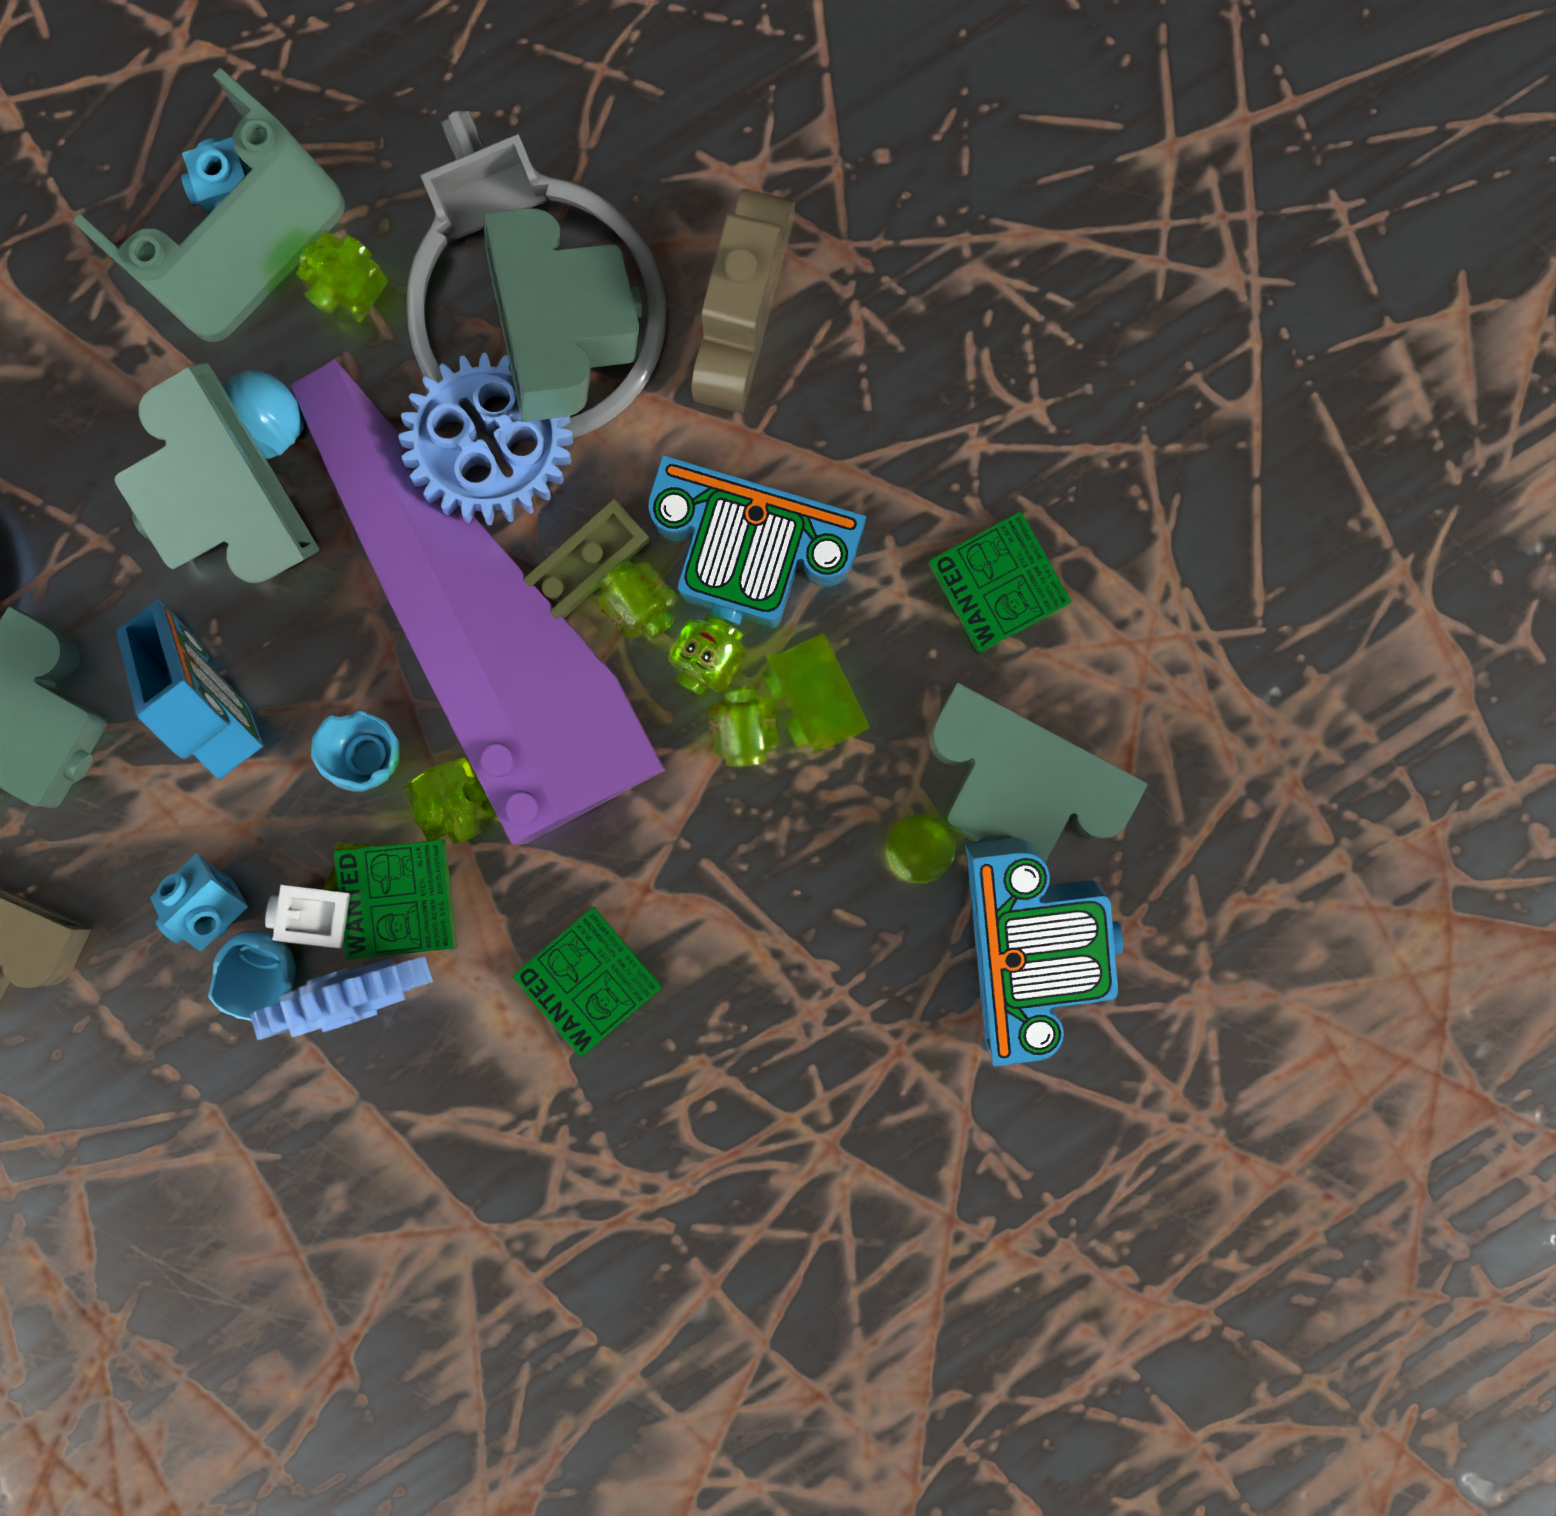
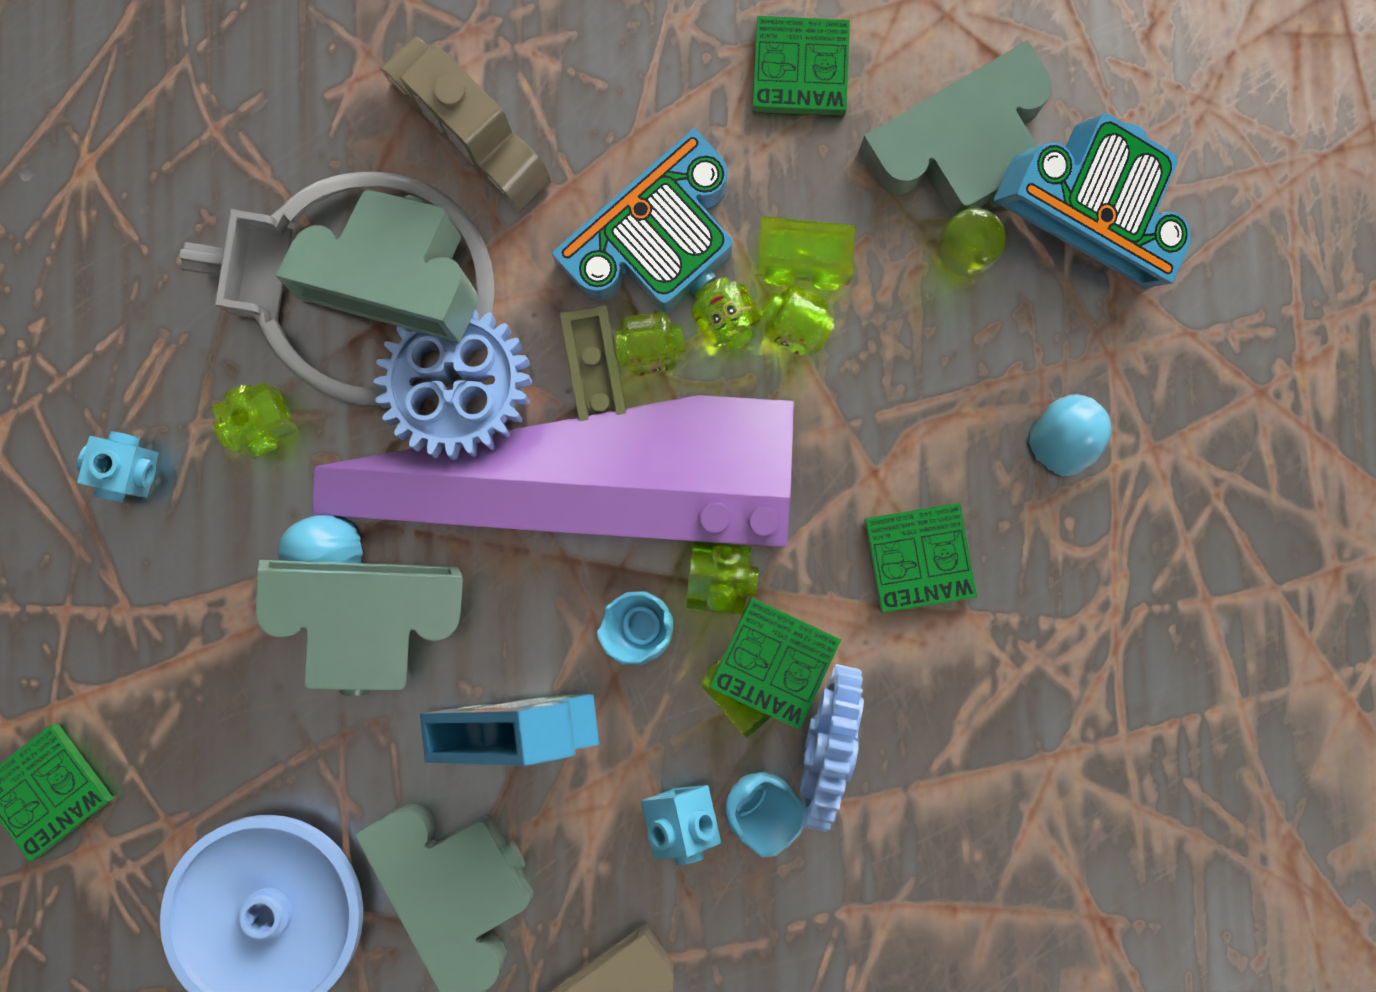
camera: 55 degrees left, 0 degrees up
(246, 239) = (179, 477): sand green windscreen -> none
(308, 916) = (750, 737): white bracket -> none
(793, 1056) = (1071, 434): none -> medium azure hair

